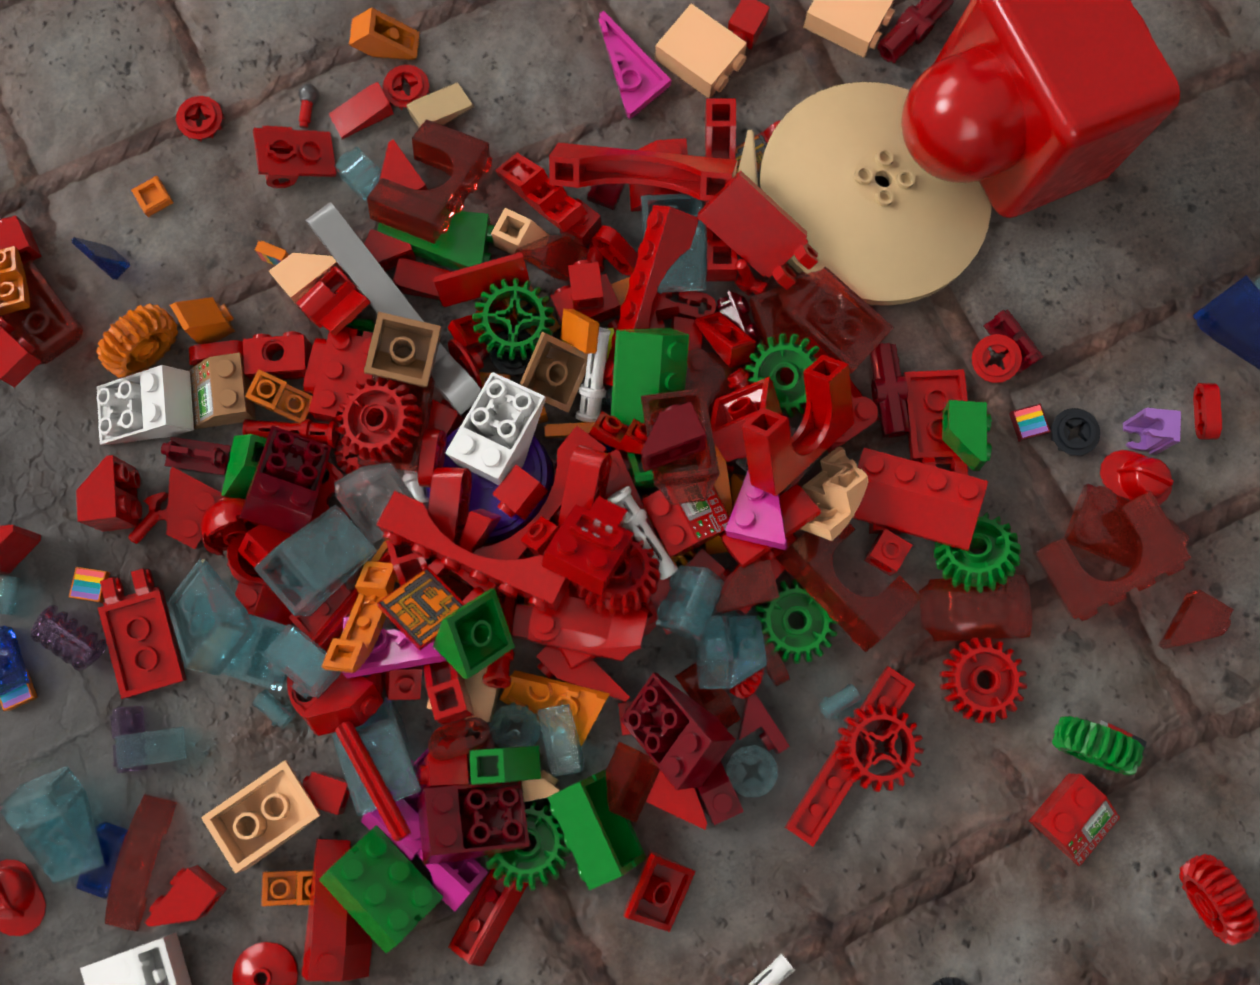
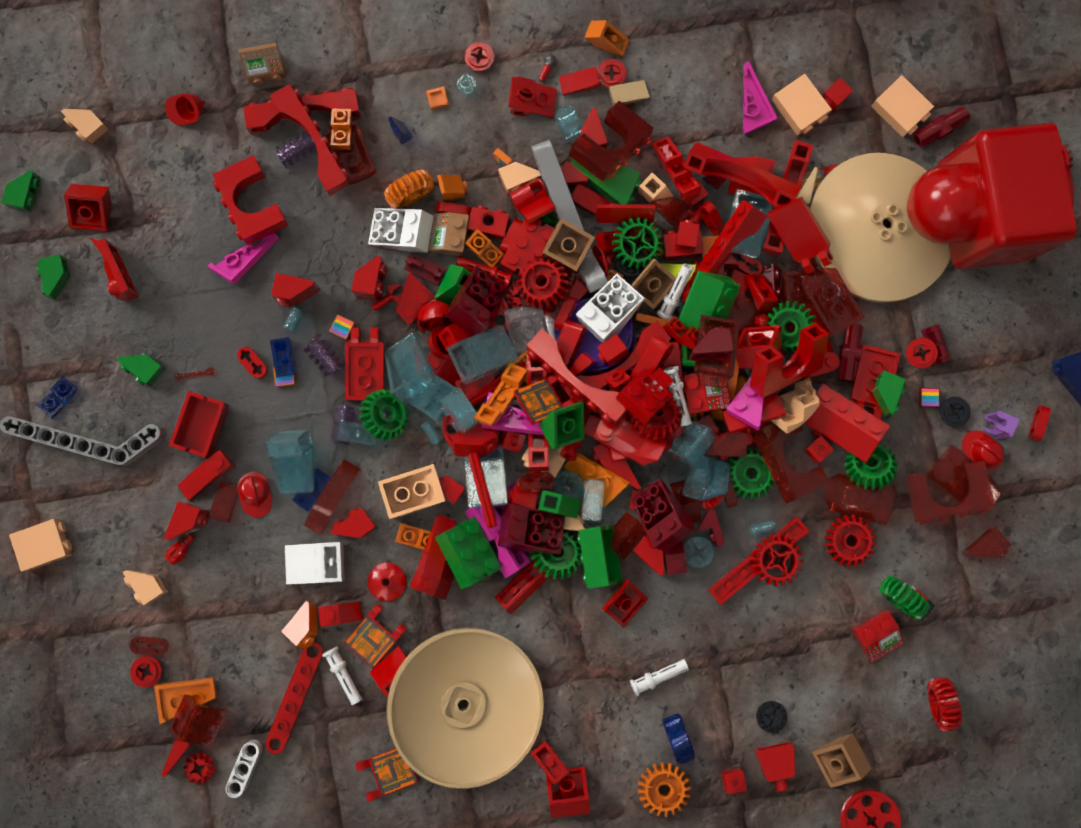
camera: 15 degrees right, 5 degrees up
(180, 723) = (373, 419): none -> green gear
(186, 156) = (463, 79): none -> clear light blue plate
(580, 331) = (675, 263): orange tile -> none
(747, 281) = (785, 260): red bar -> none

